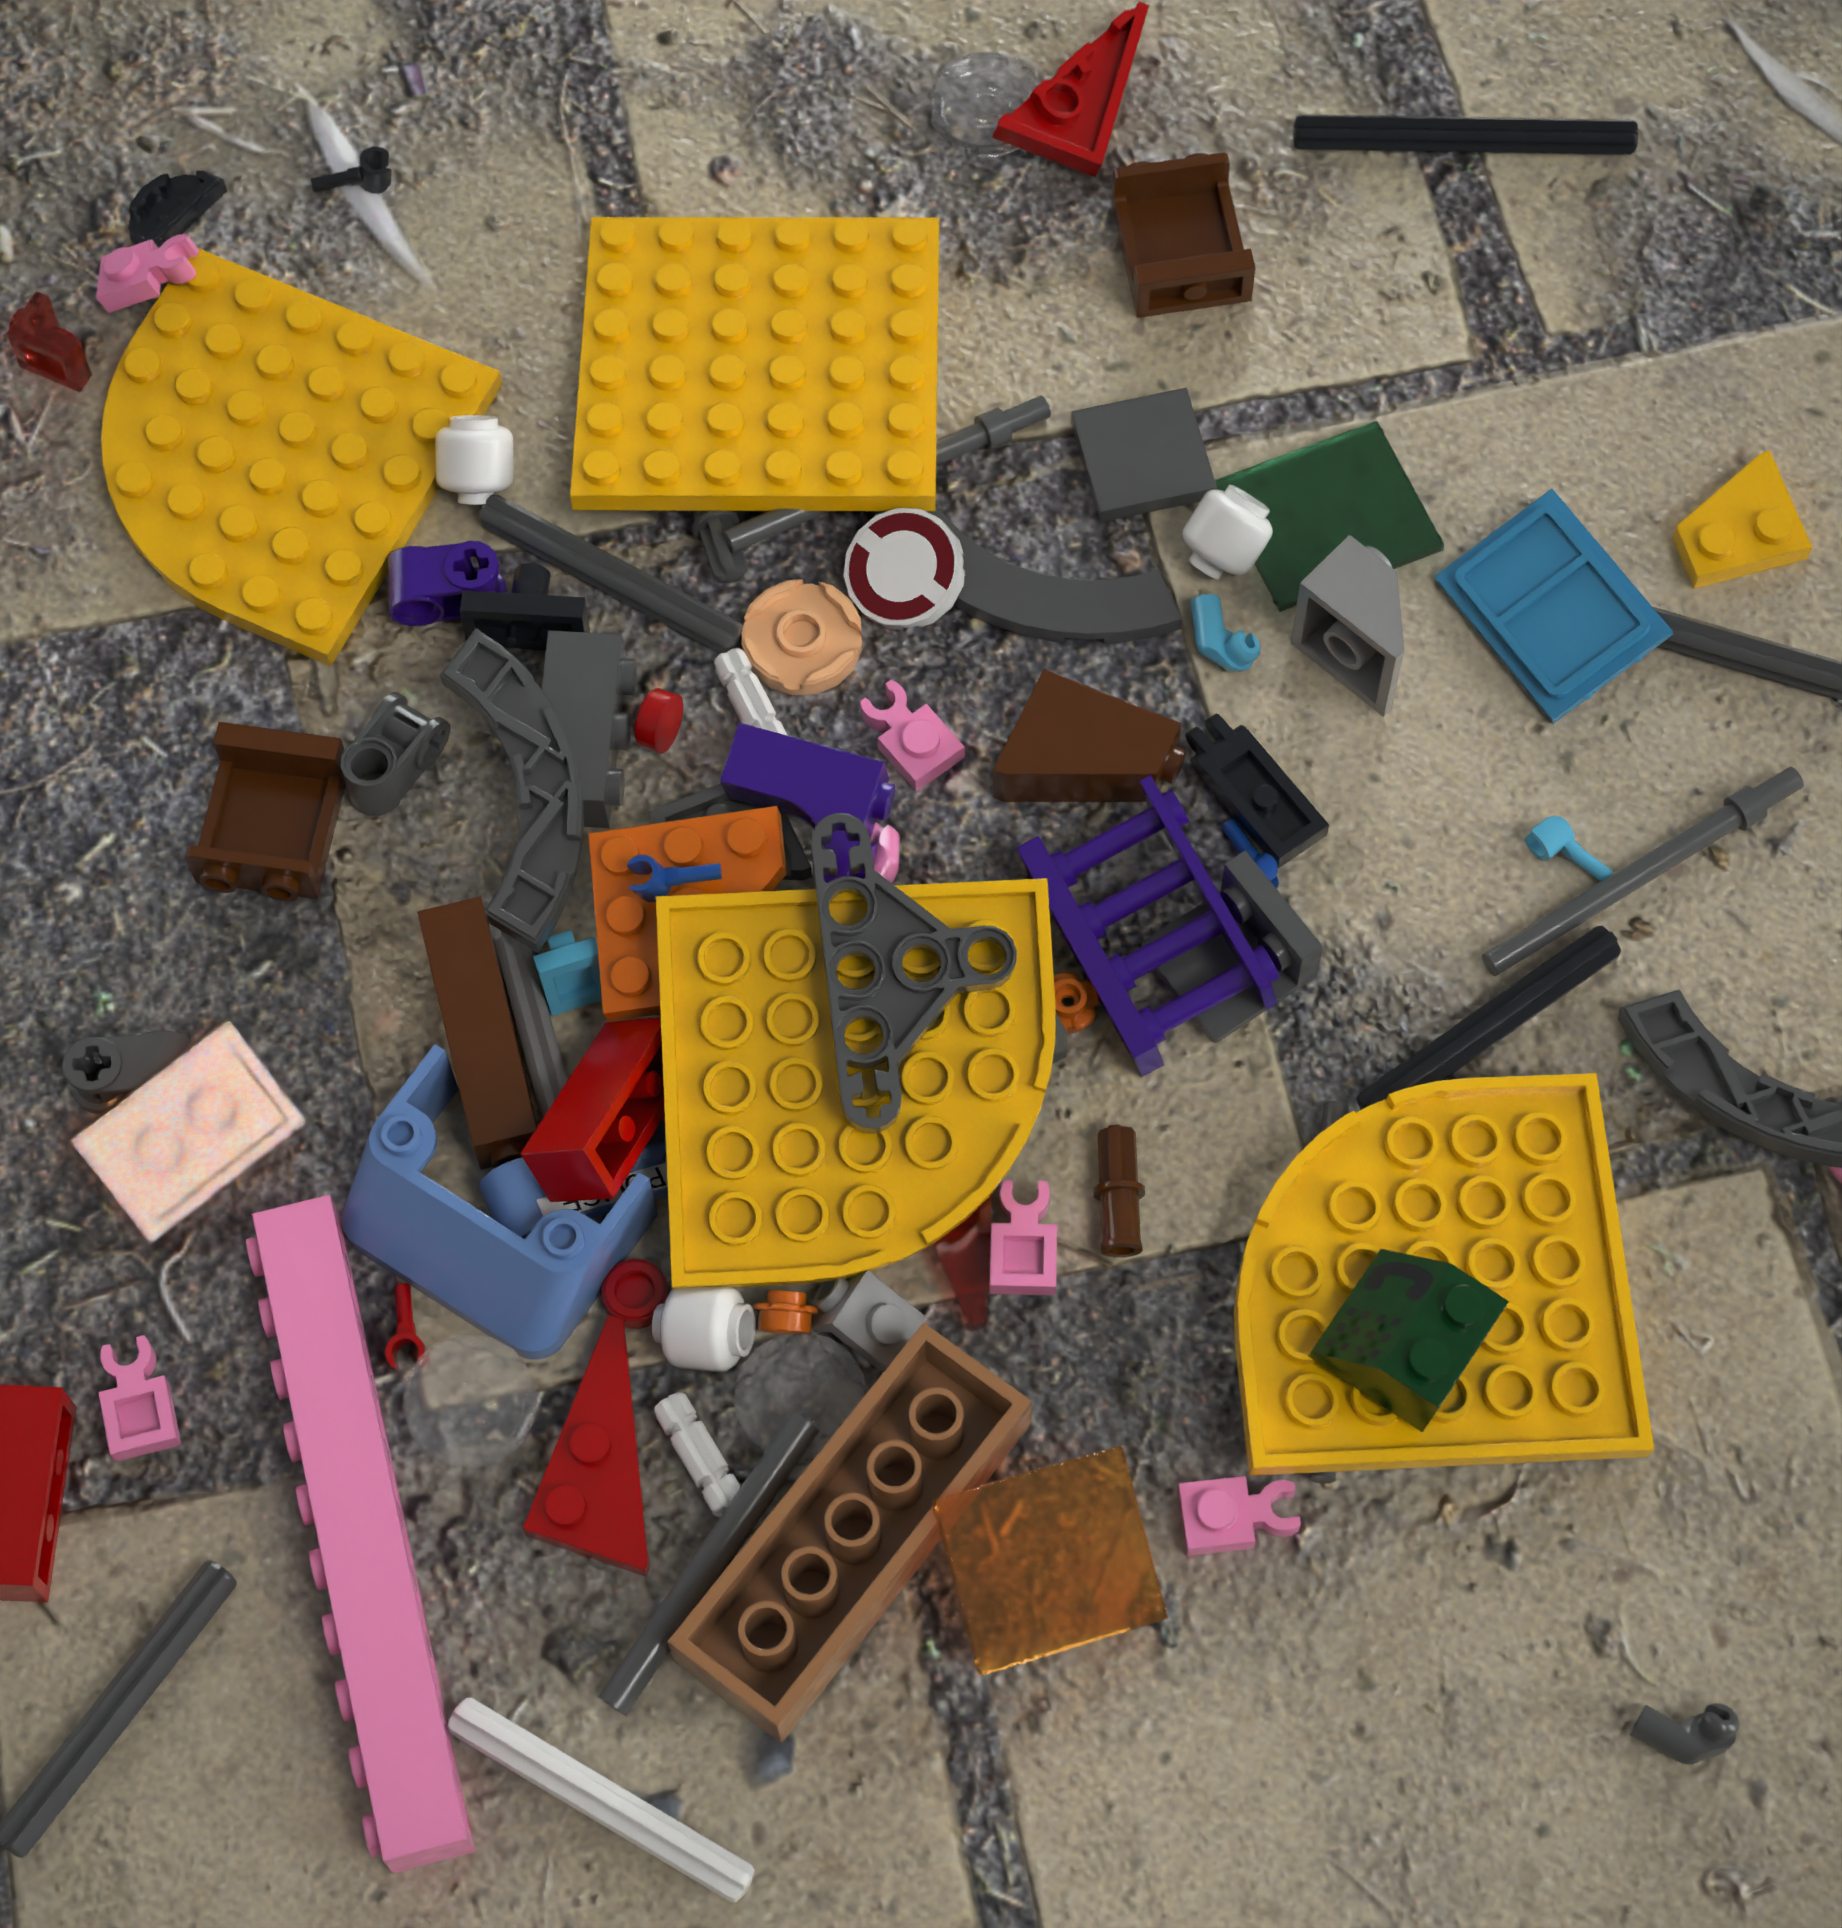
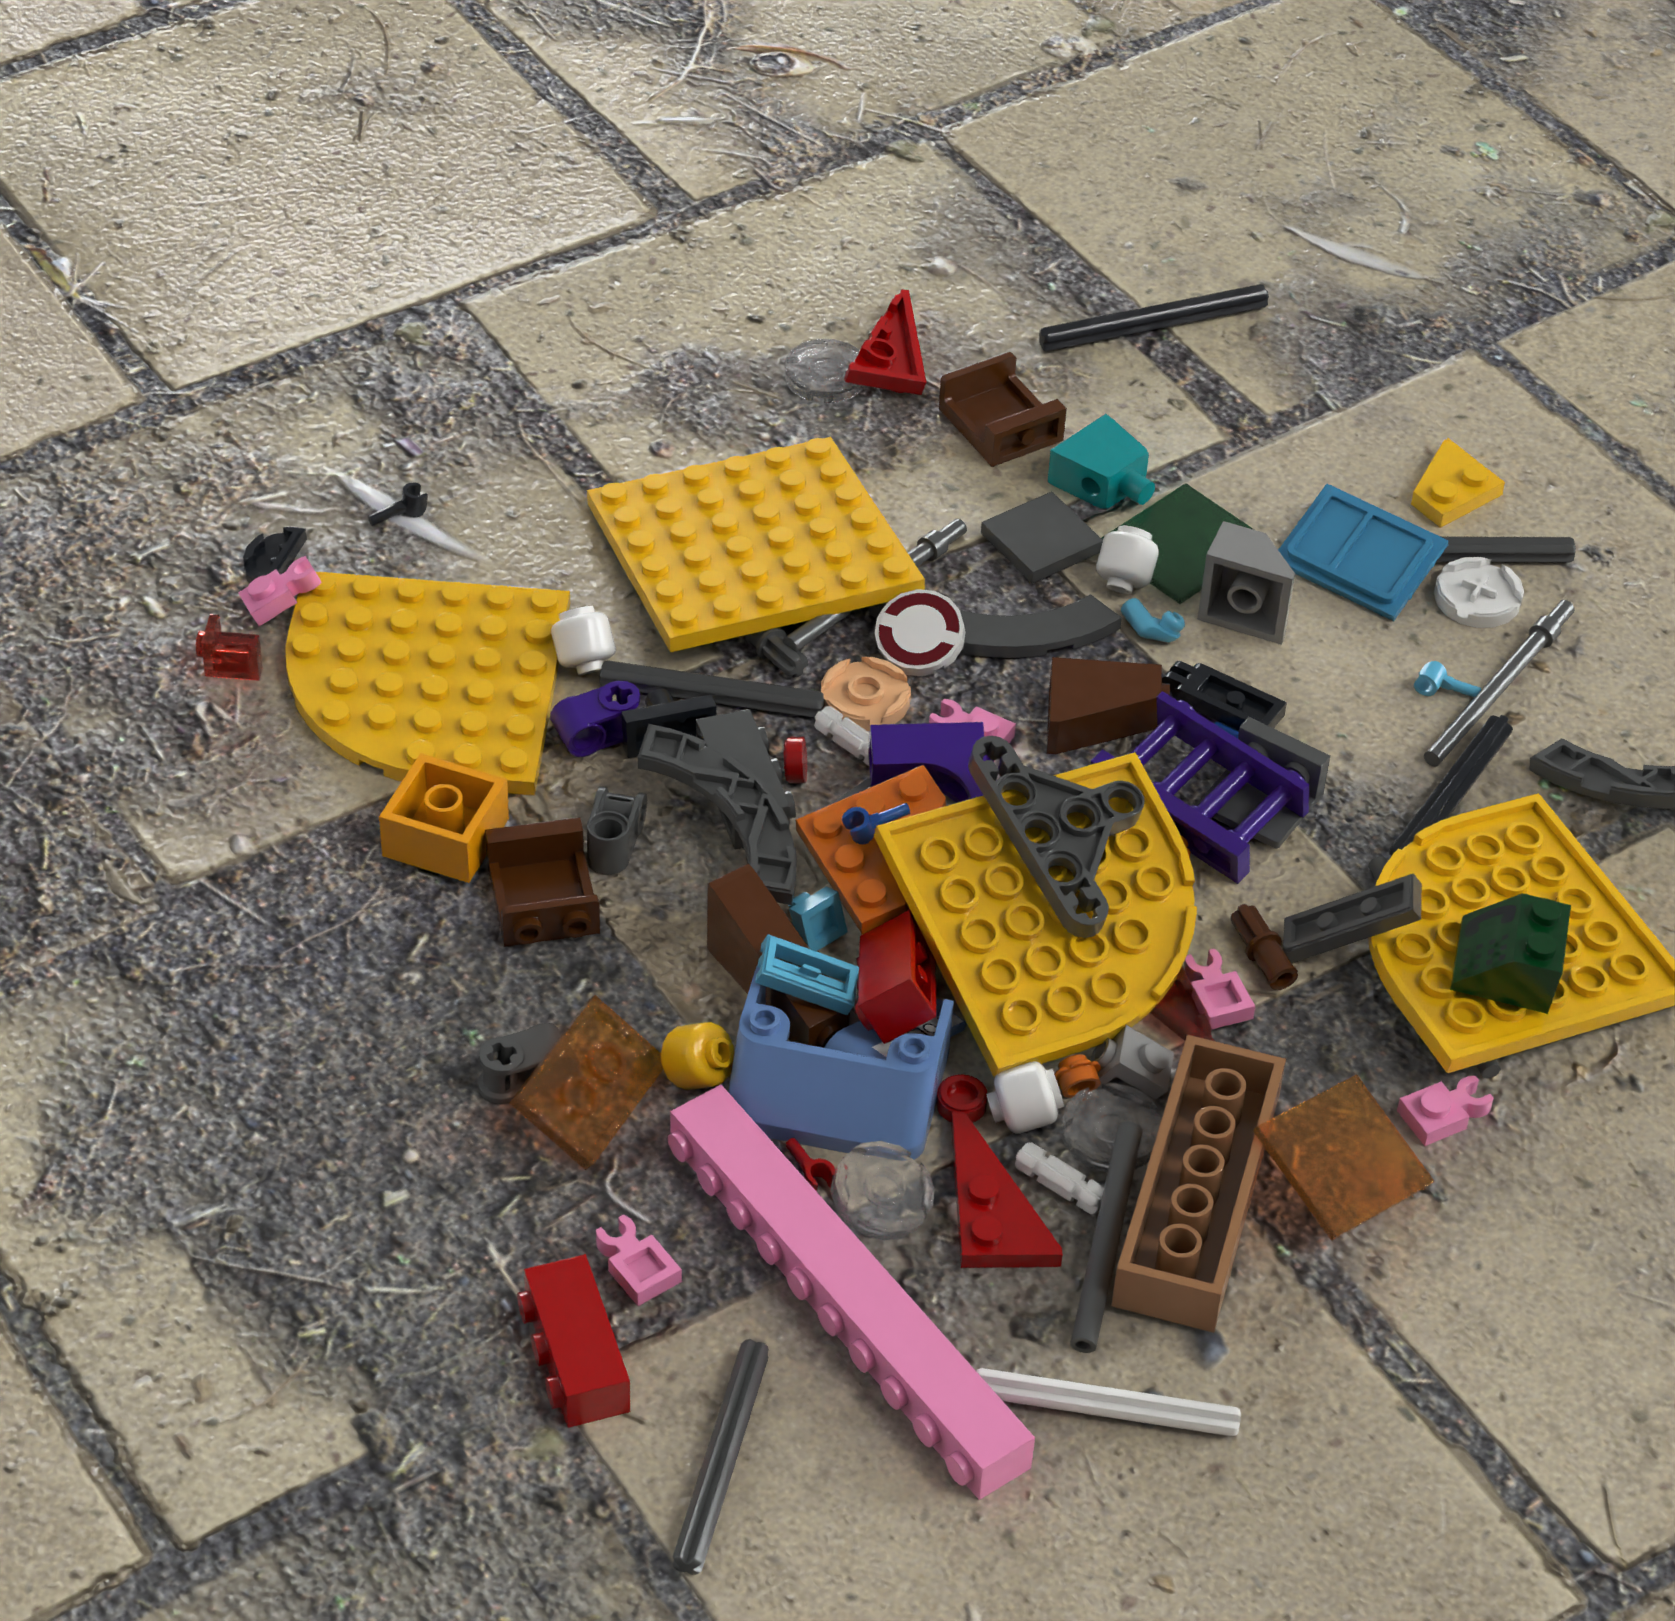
camera: 25 degrees left, 20 degrees down
(182, 679) = (442, 817): none -> light orange brick
(327, 1134) = (697, 1055): none -> yellow head
(478, 1101) = (806, 981): none -> medium azure tile
(1236, 1204) = (1352, 918): none -> dark grey tile
(1271, 365) = (1101, 465): none -> teal torso
(1688, 714) = (1478, 592): none -> white tile

